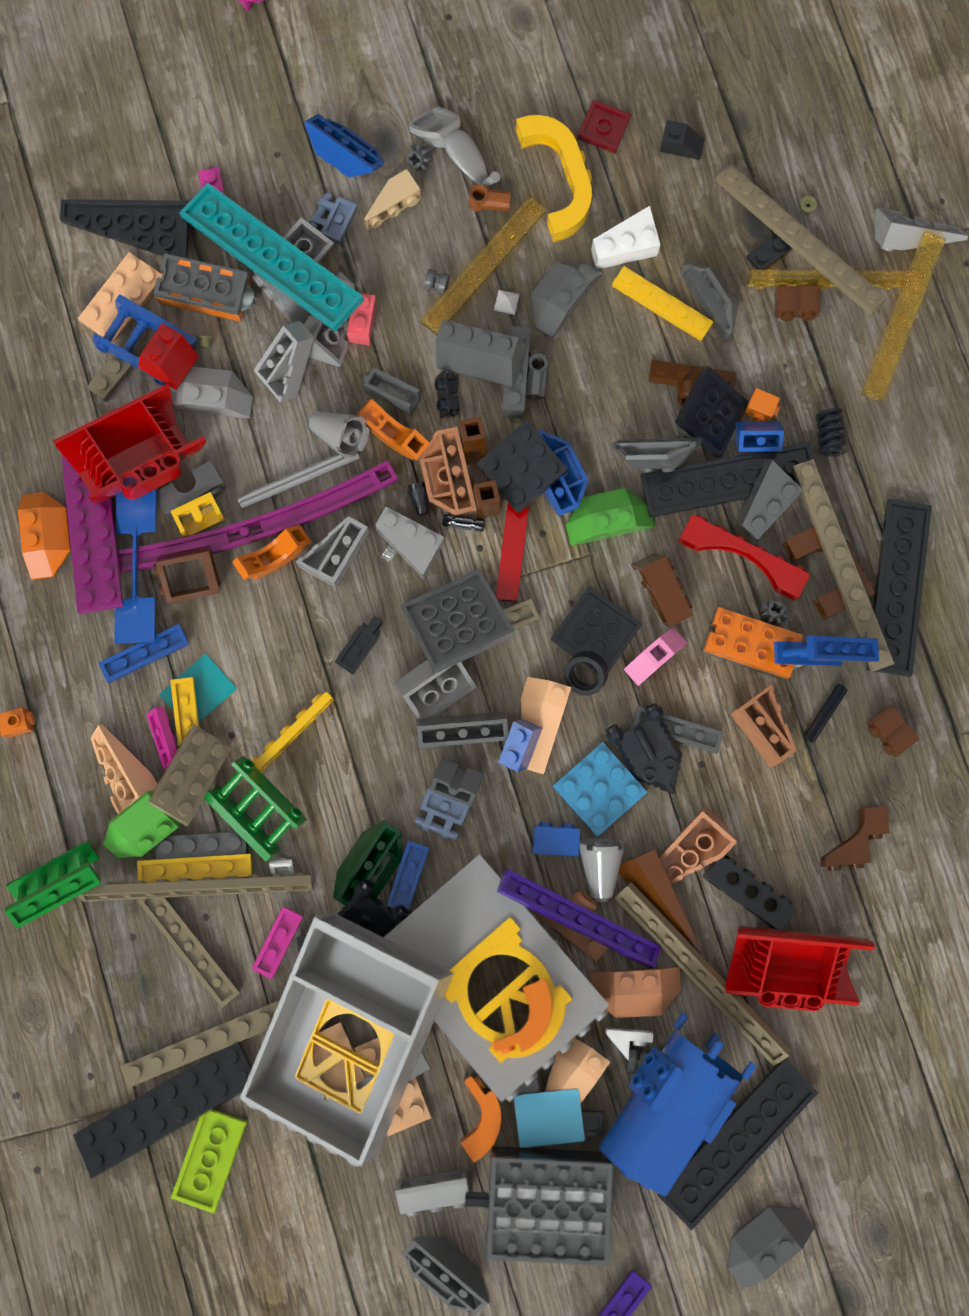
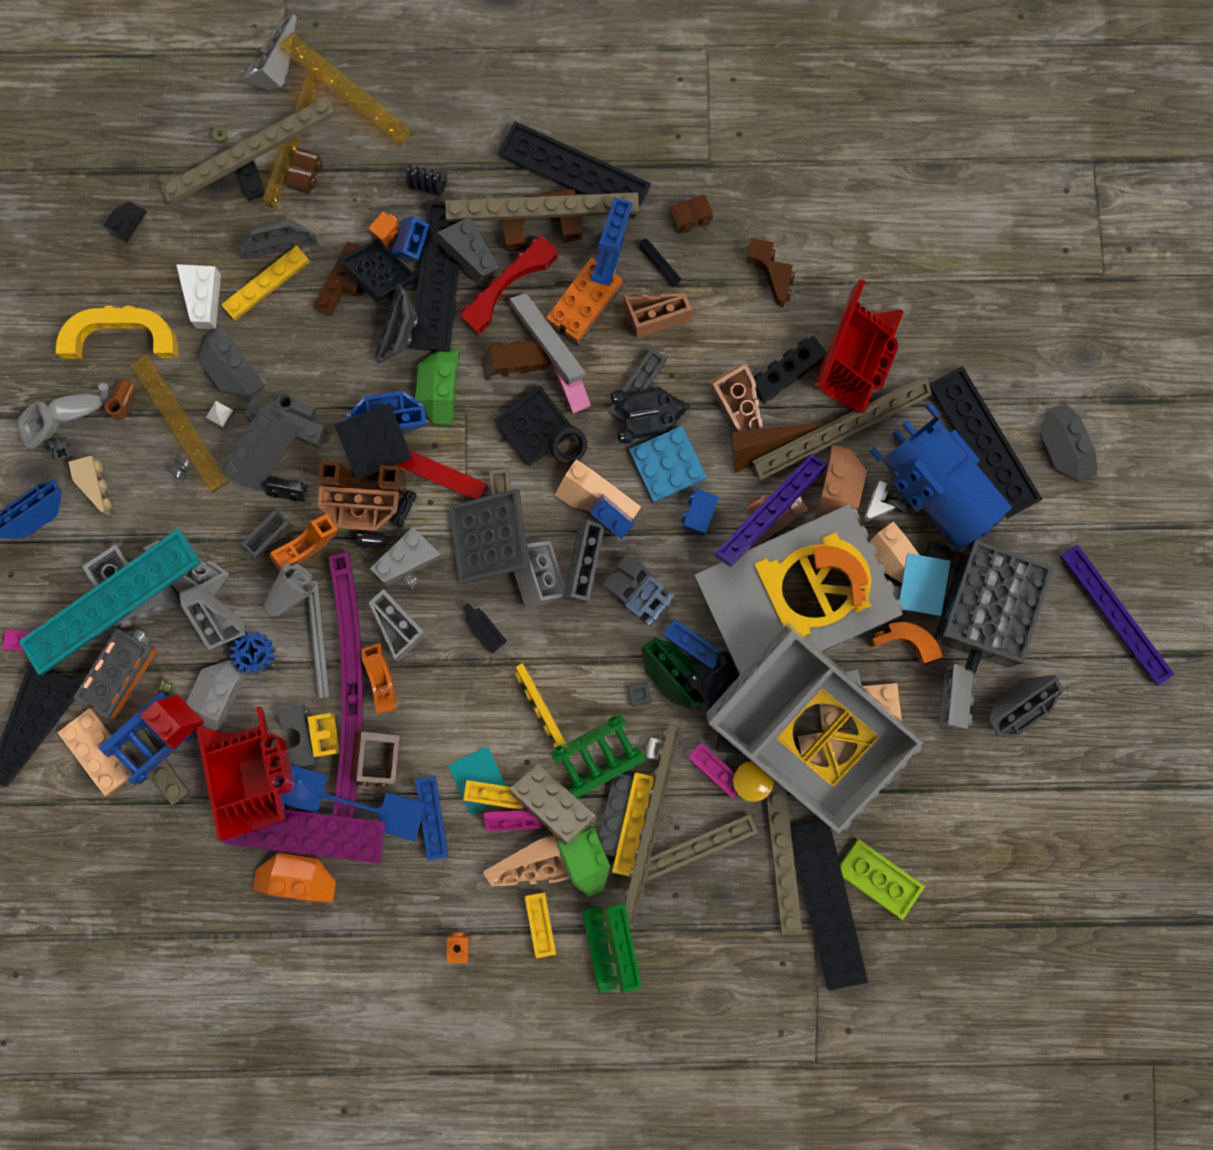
camera: 70 degrees left, 0 degrees up
(62, 801) = (540, 925): none -> yellow plate
(255, 419) = (260, 652): none -> blue gear
(270, 984) = (752, 782): none -> yellow dish
(337, 834) = (639, 694): none -> dark grey tile
(338, 220) = (93, 536): sand blue plate -> none
(362, 321) = (201, 544): coral brick -> none
(601, 866) = (732, 480): light grey cone -> none
(604, 126) = (87, 282): dark red tile -> none
(695, 615) = (547, 338): none -> light grey tile
(773, 612) = (564, 275): dark grey gear -> none

